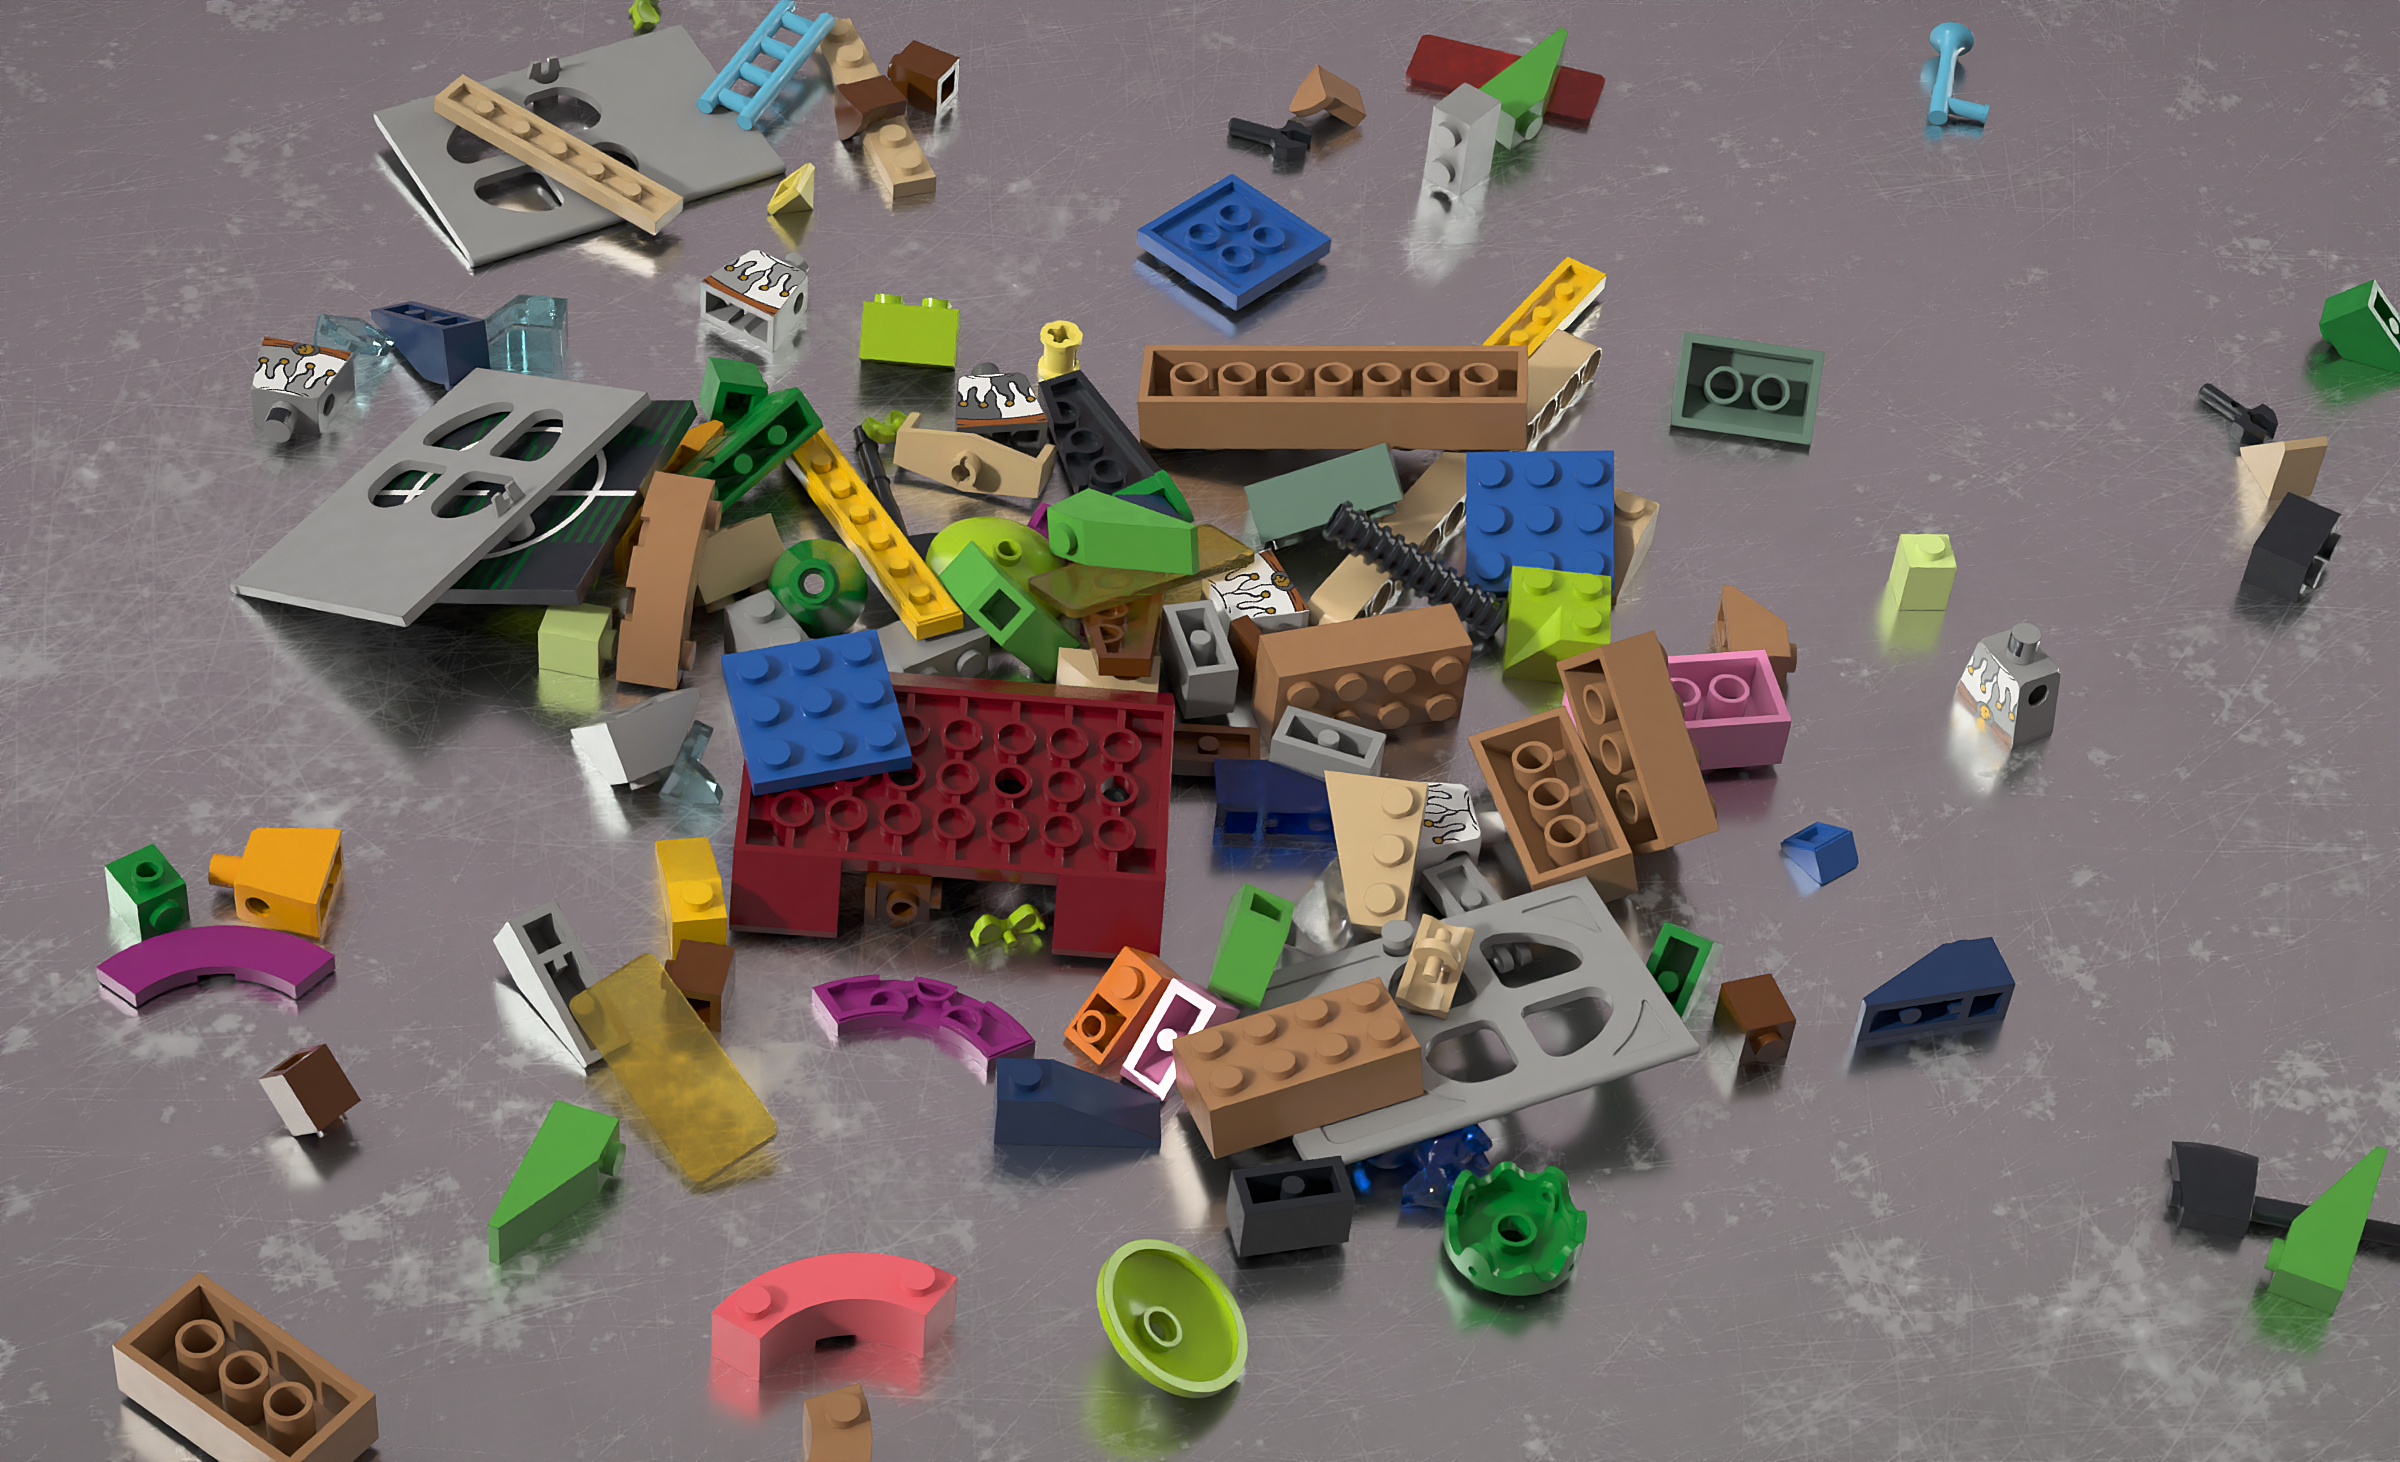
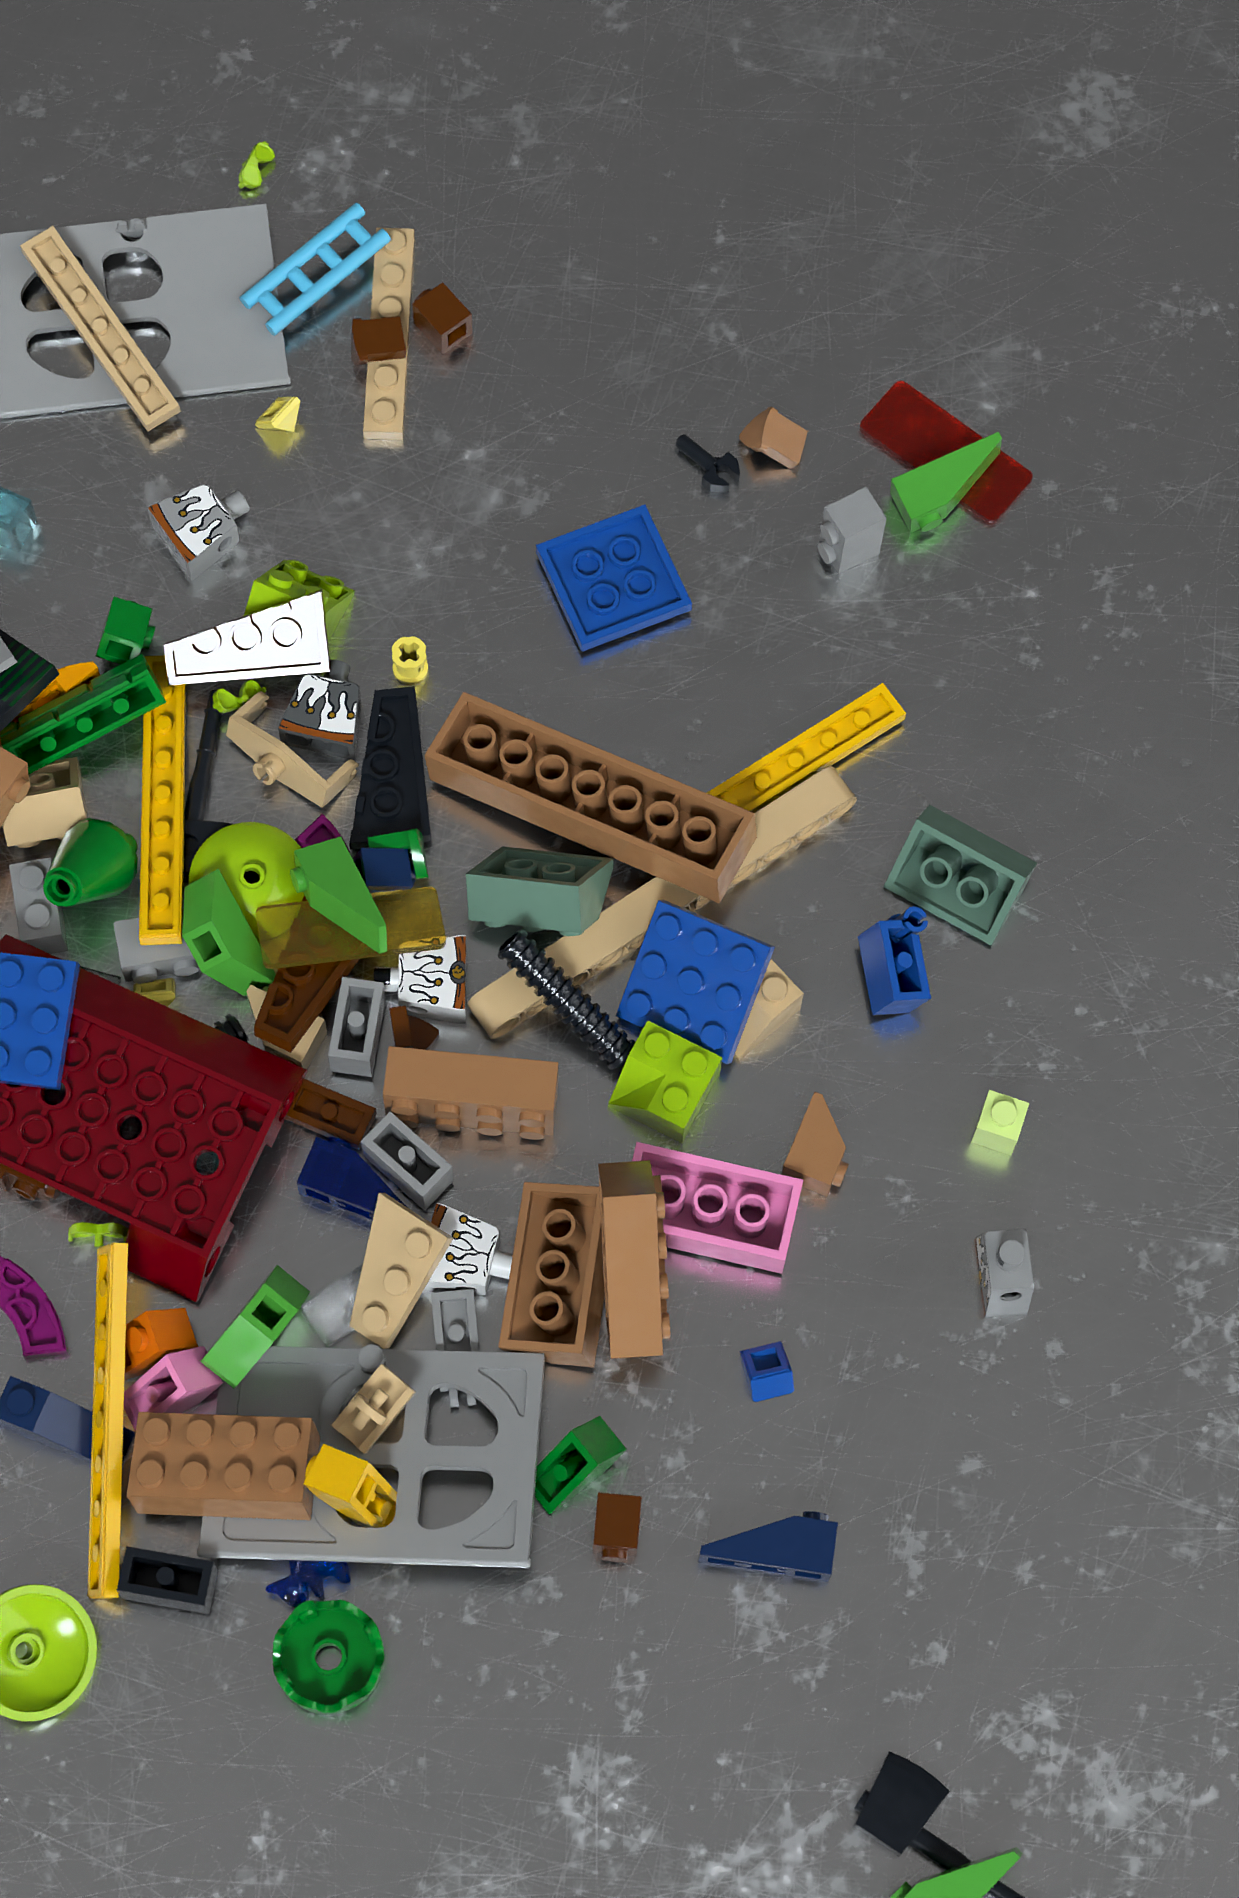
camera: 25 degrees right, 25 degrees up
(904, 356) = (259, 645): none -> wing
(1136, 1074) = (107, 1421): none -> yellow tile
(1457, 1027) = (351, 1487): none -> yellow slope
(1733, 468) = (895, 963): none -> blue hinge

